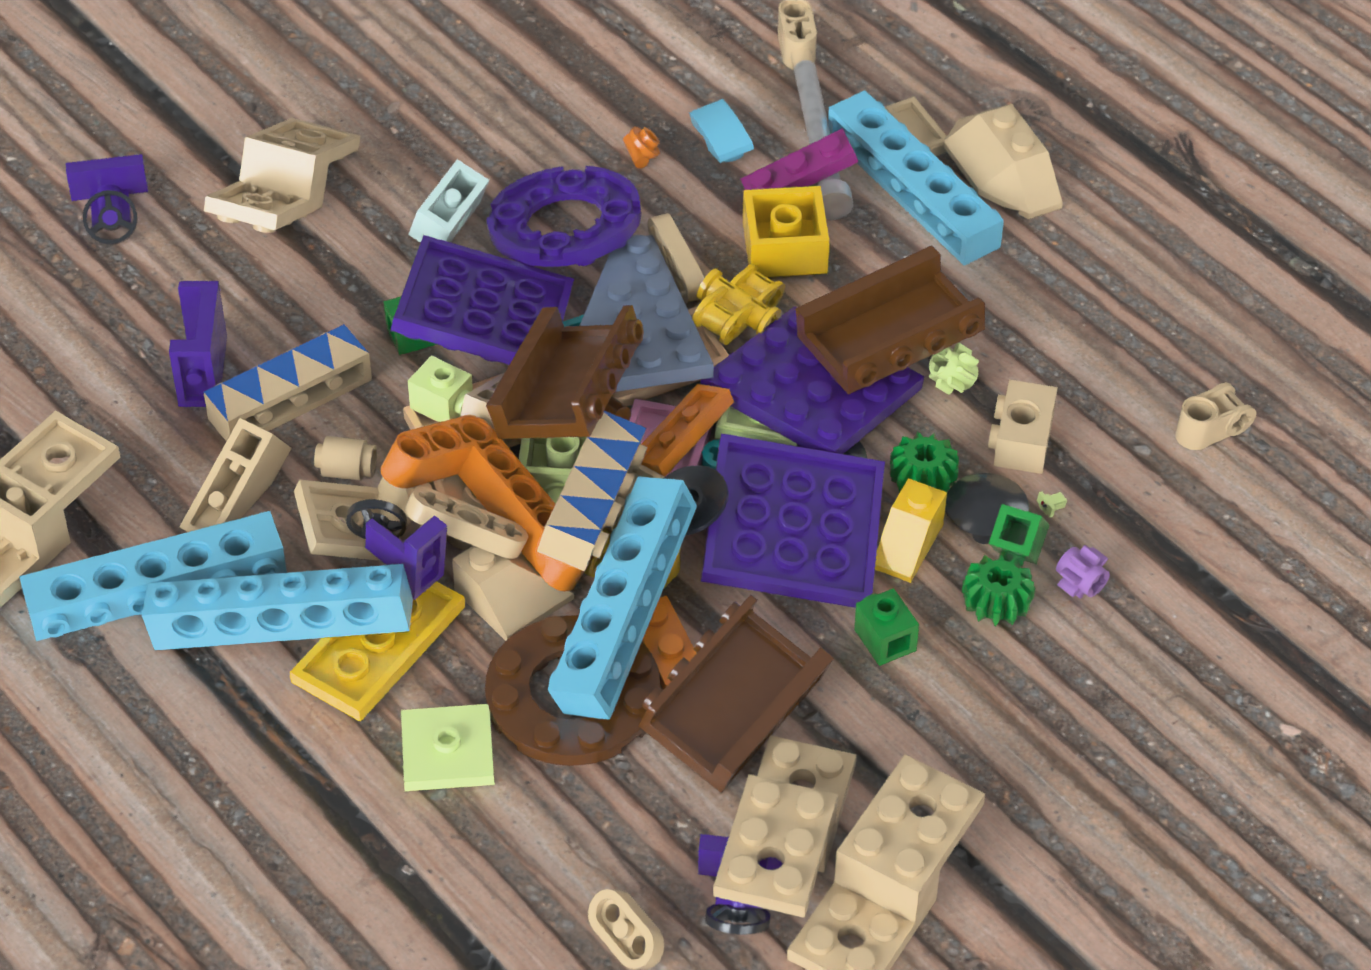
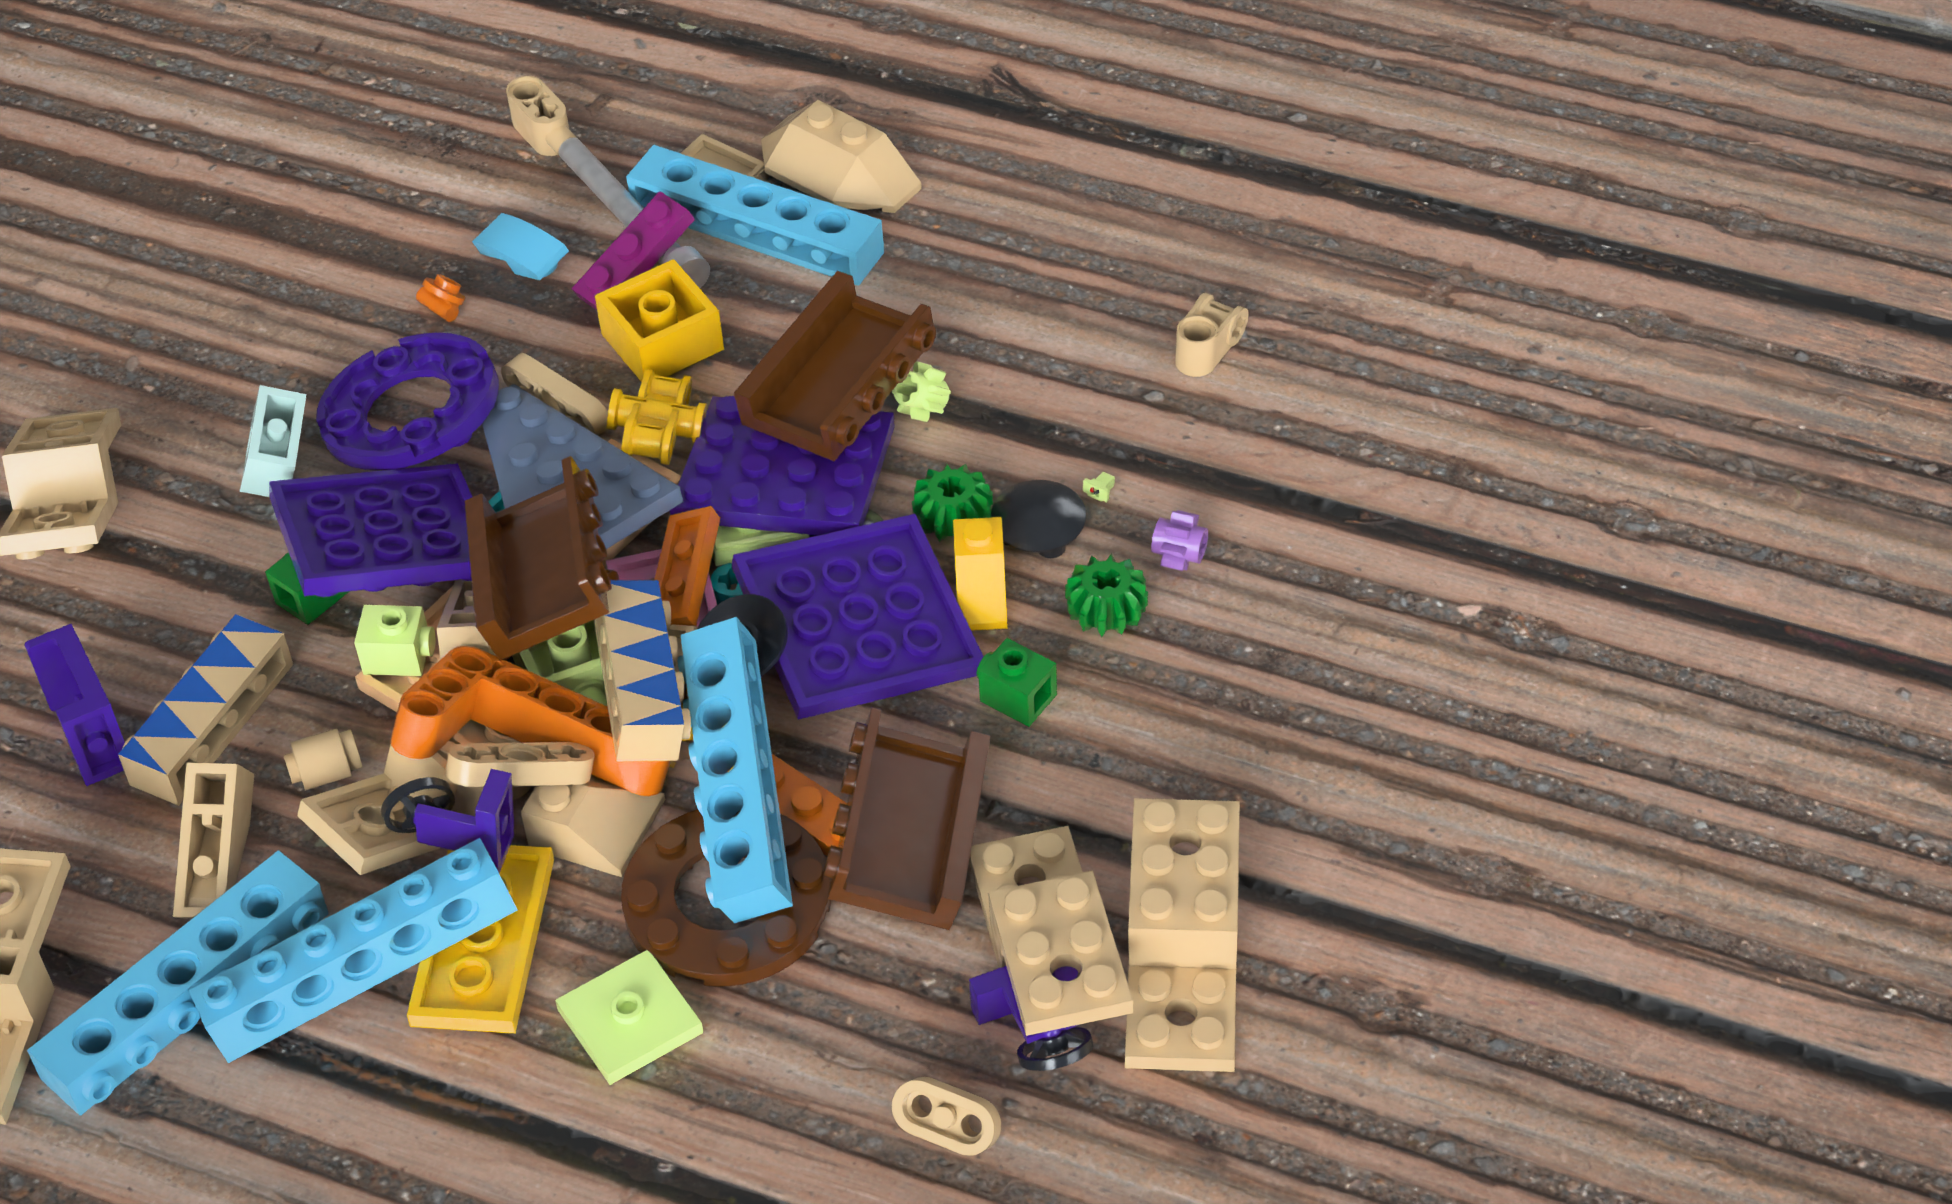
camera: 25 degrees left, 0 degrees up
(1019, 534) = (1096, 529): green brick -> none
(1024, 426) = (1028, 420): tan brick -> none

